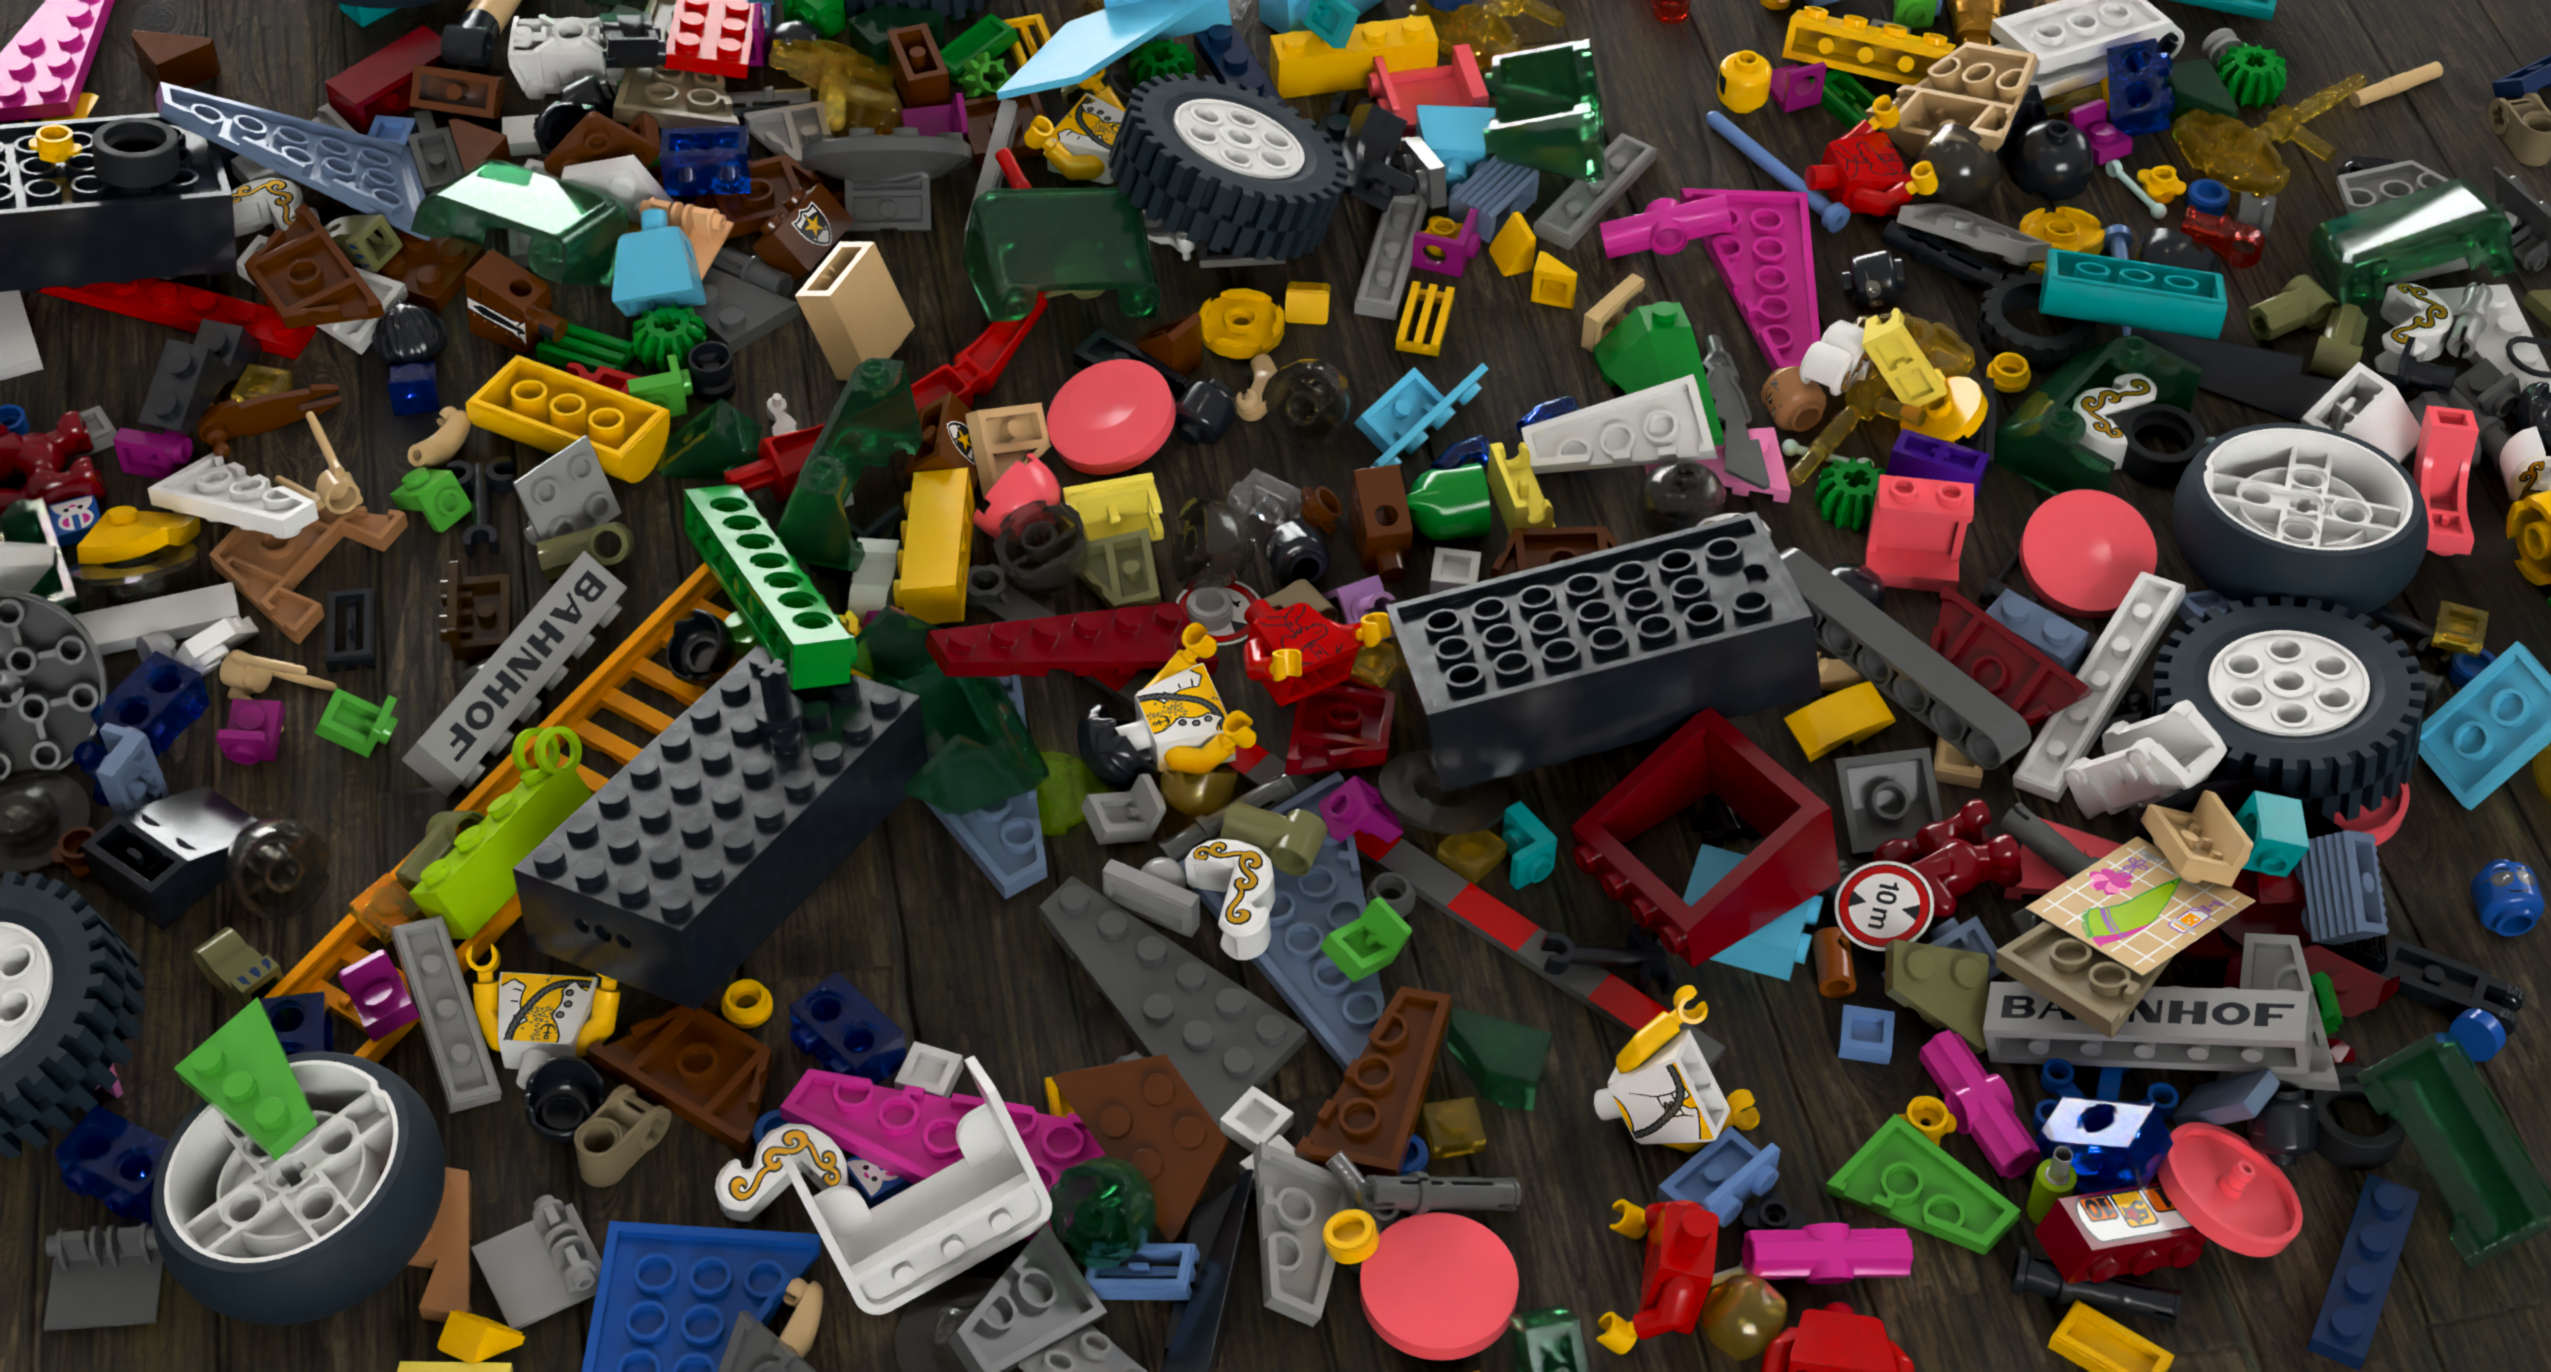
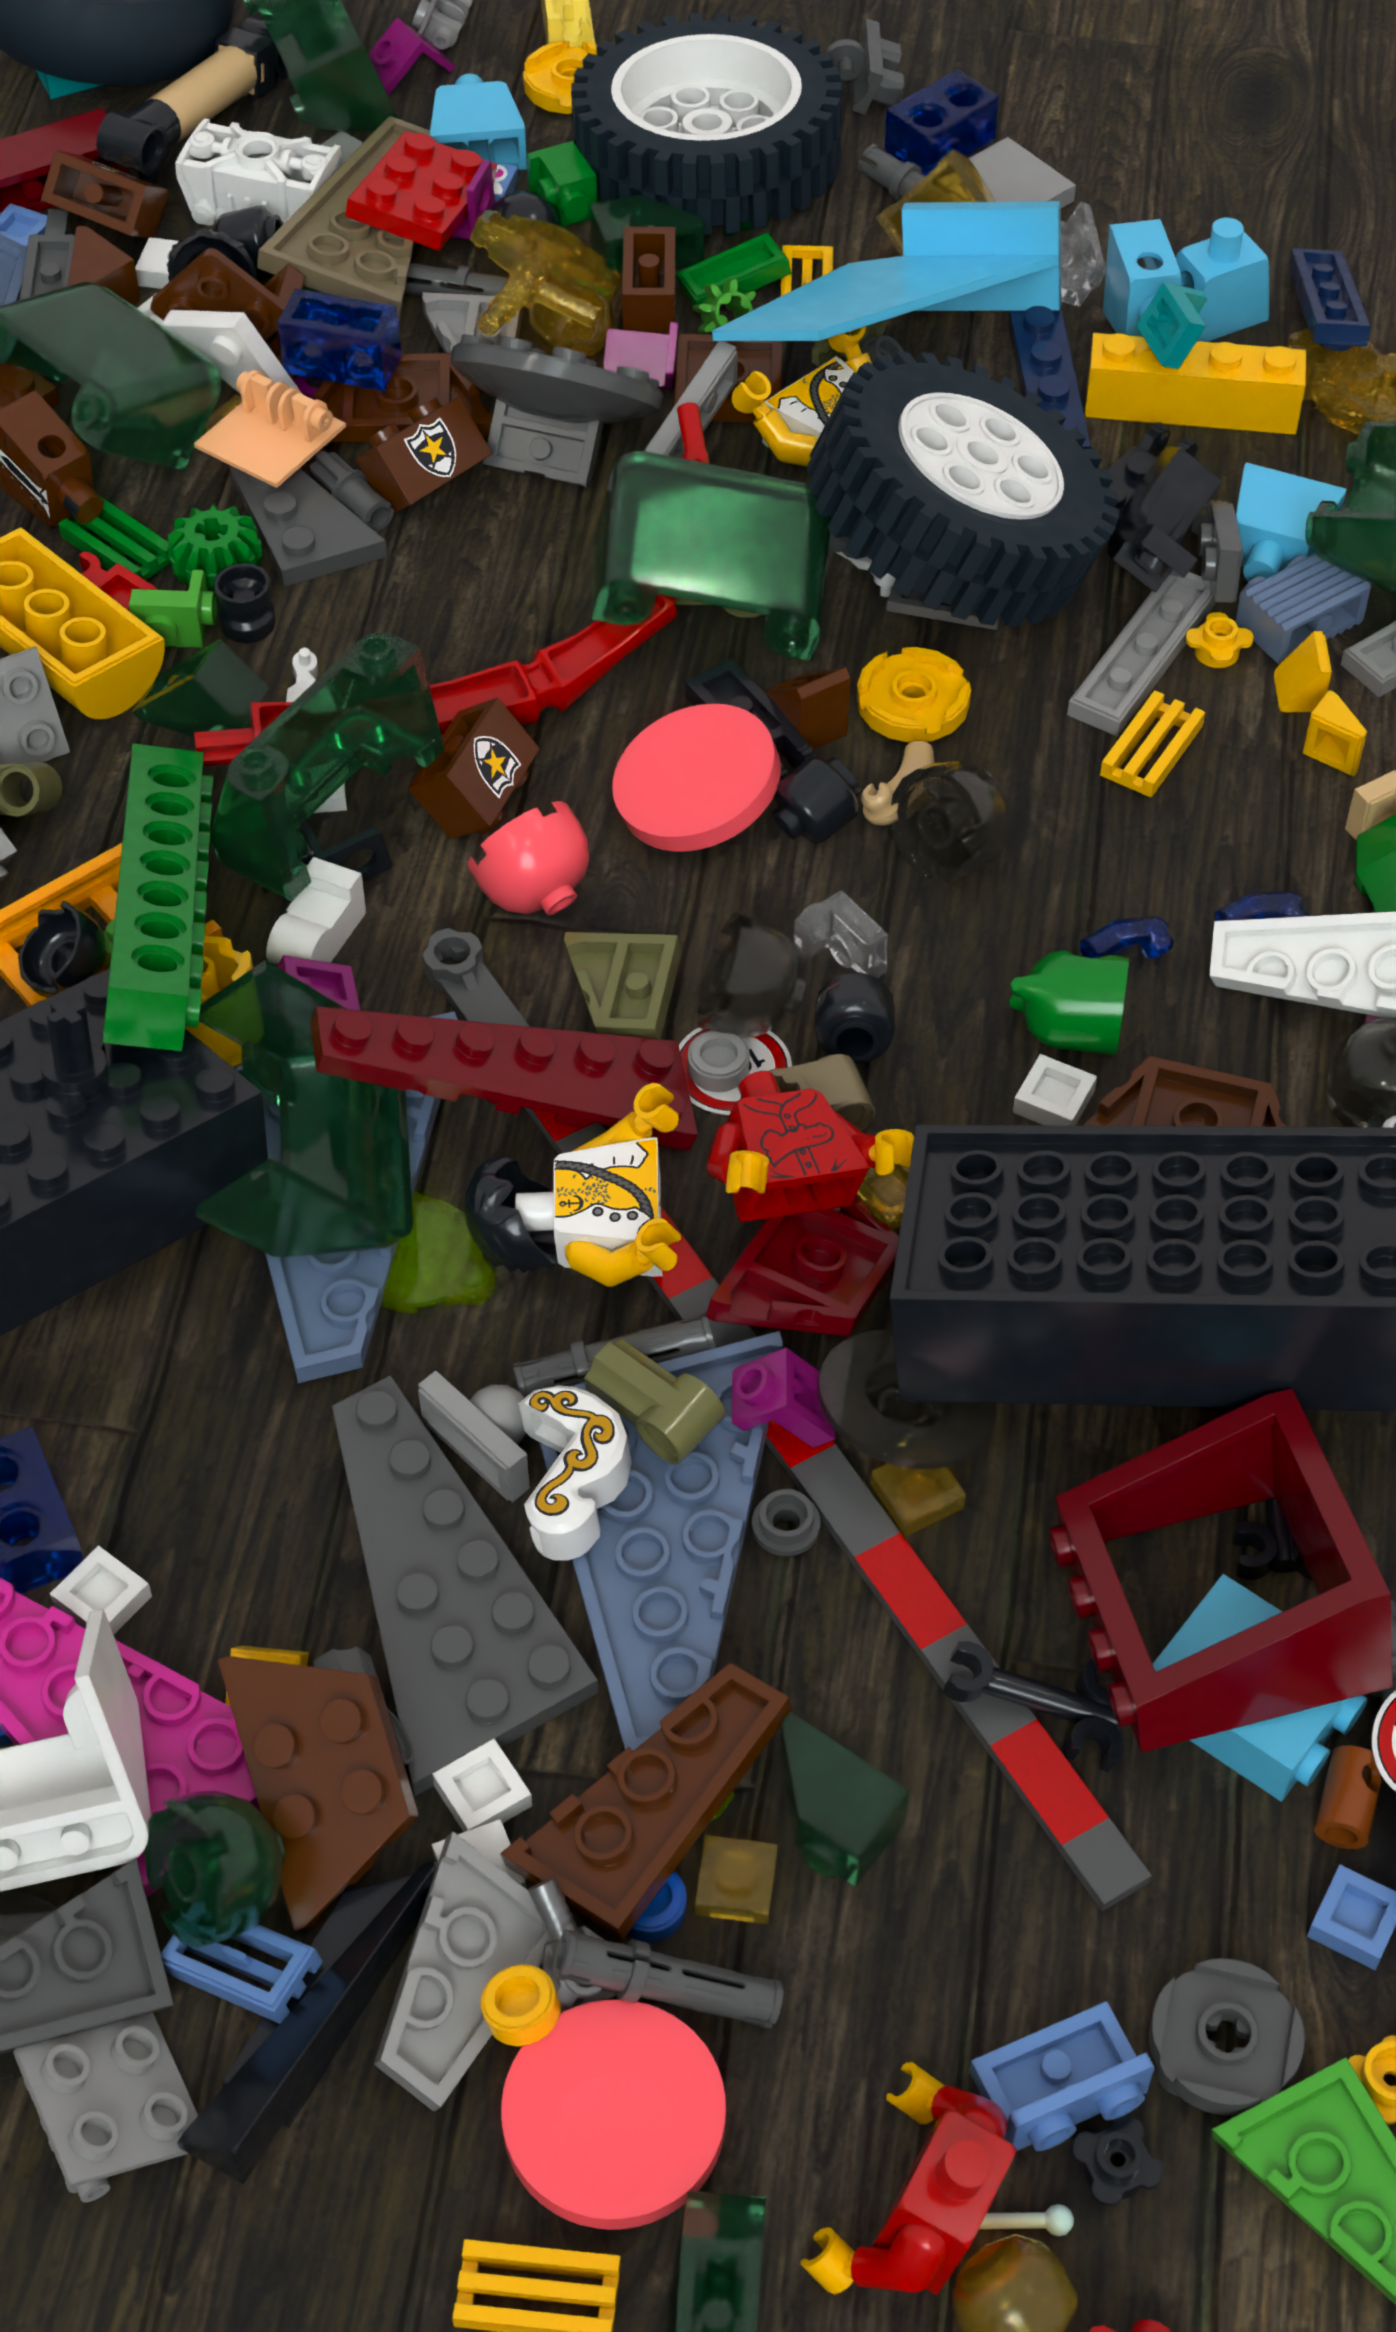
camera: 20 degrees right, 5 degrees up
(631, 40) = (312, 174): black cylinder -> none
(656, 268) = (224, 458): medium azure torso -> none
(854, 307) = (433, 565): tan brick -> none
(936, 546) = (403, 894): yellow brick -> none
(1004, 437) = (553, 768): tan wing -> none
(1043, 546) = (531, 927): clear smoke cylinder -> none
(1117, 506) = (649, 898): light yellow hinge -> none
(1125, 815) = (490, 1311): light grey bracket -> none
(1159, 59) = (950, 335): green gear -> none
(1198, 793) = (590, 1308): clear yellow hair -> none
(1307, 302) = (1011, 686): yellow slope -> none
(1321, 508) = (912, 963): reddish brown plate -> none
(1361, 598) = (911, 1100): lavender bracket -> none
(1368, 941) = (710, 1586): bright green bracket -> none
(1384, 536) = (975, 1004): reddish brown torso -> none
(1408, 409) = (1073, 863): medium azure bracket -> none
(1437, 86) = (1283, 444): coral panel -> none
(1456, 251) = (1225, 667): magenta bracket -> none
(1517, 490) = (1181, 1005): light yellow hinge -> none
(1529, 845) = (996, 1507): teal bracket -> none
(1668, 1088) = (1034, 1925): torso -> none
(1805, 1152) = (1193, 2065): none -> dark grey plate
(1827, 1253) = (1169, 2242): dark pink piece -> none

